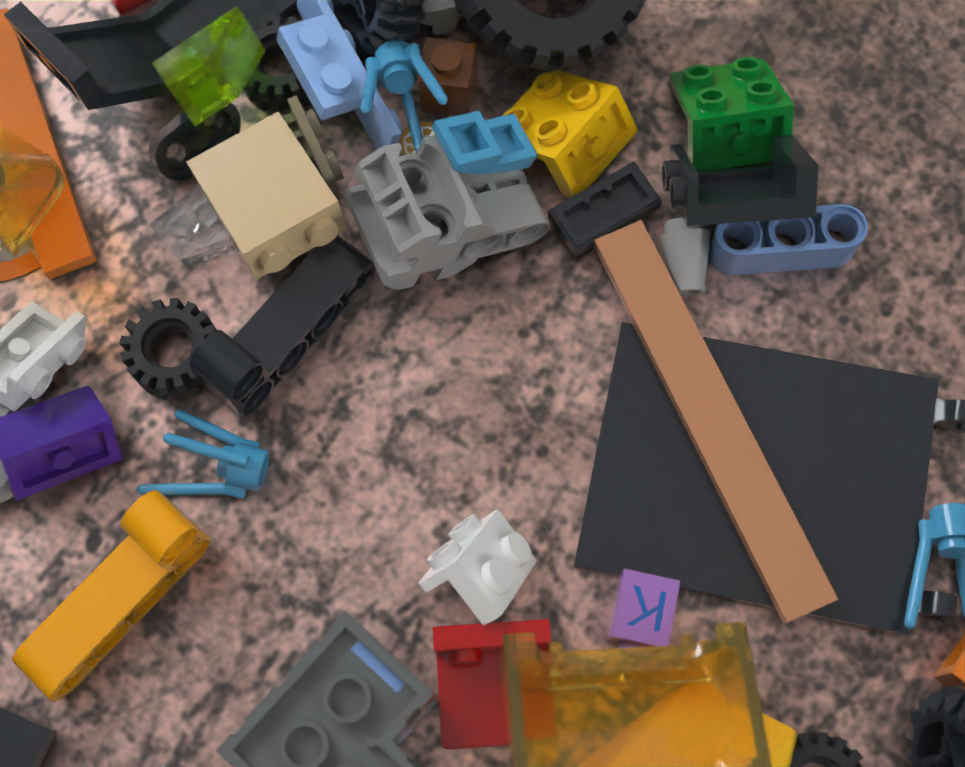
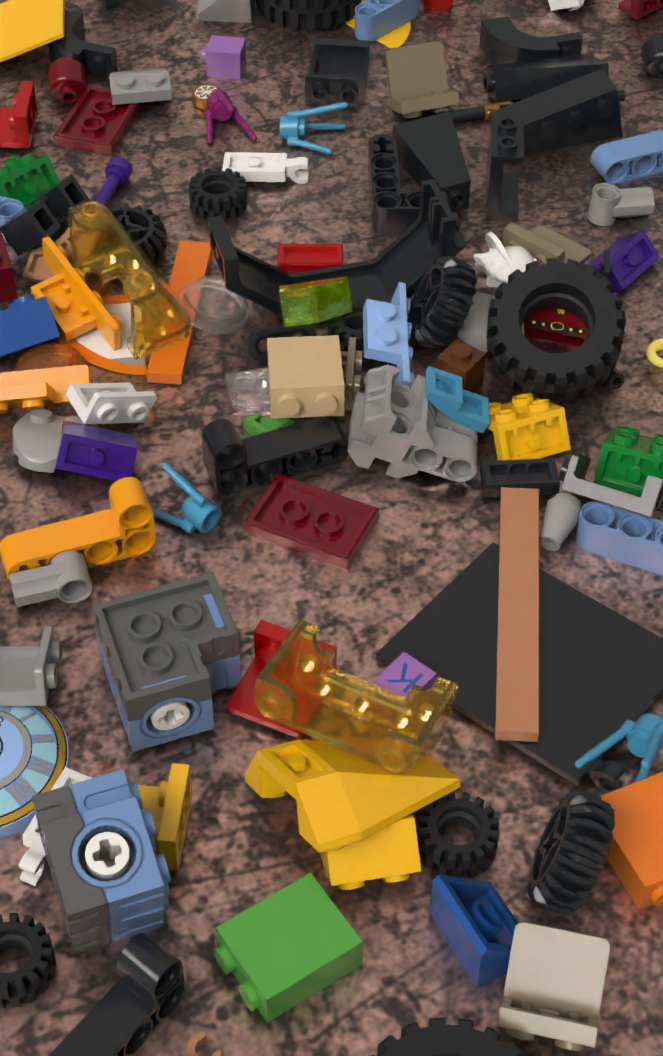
camera: 25 degrees right, 25 degrees down
(61, 126) = (214, 306): none -> clear piece
(126, 666) = (62, 579): none -> light grey piece
(145, 336) = (183, 428): black tyre -> none
(241, 284) = (257, 425): none -> bright green tile
(385, 400) = (311, 521): none -> dark red tile
(398, 69) = (425, 349): dark azure plant -> none
(482, 563) = (317, 607): white bracket -> none

